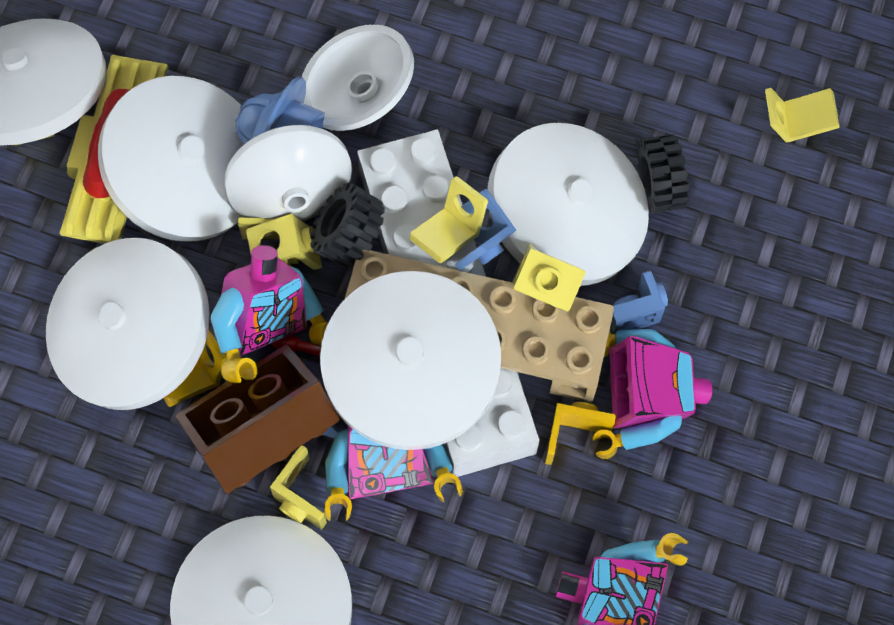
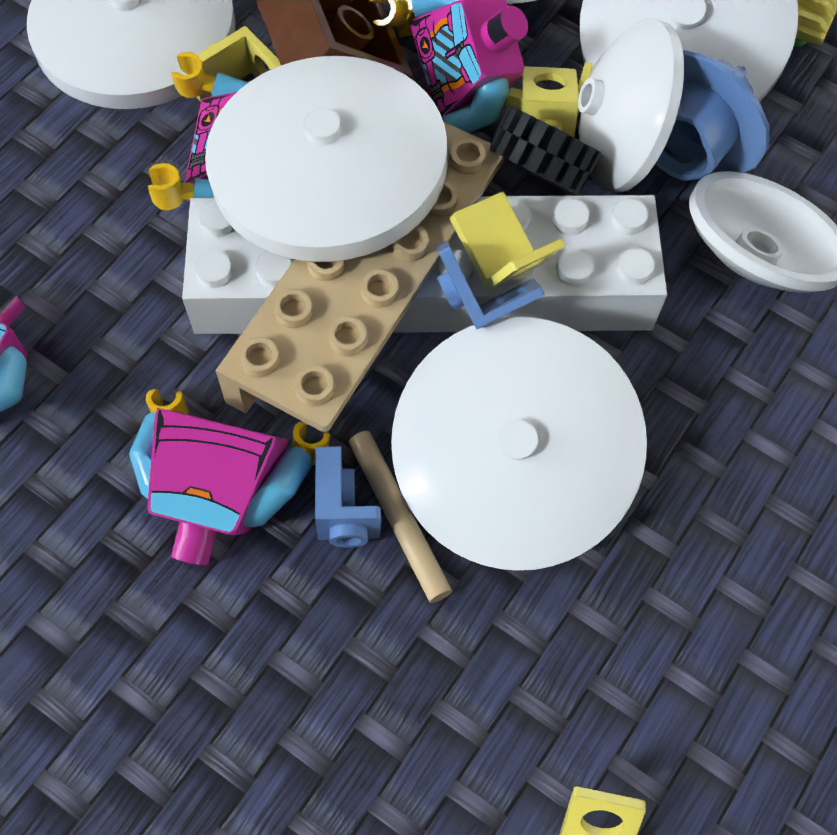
camera: 105 degrees right, 5 degrees down
(548, 278) = (384, 329): light yellow bracket -> none
(580, 416) = (203, 387): yellow bracket -> none
(636, 267) = (400, 517): none -> tan bar
(663, 173) = (532, 586): black tyre -> none

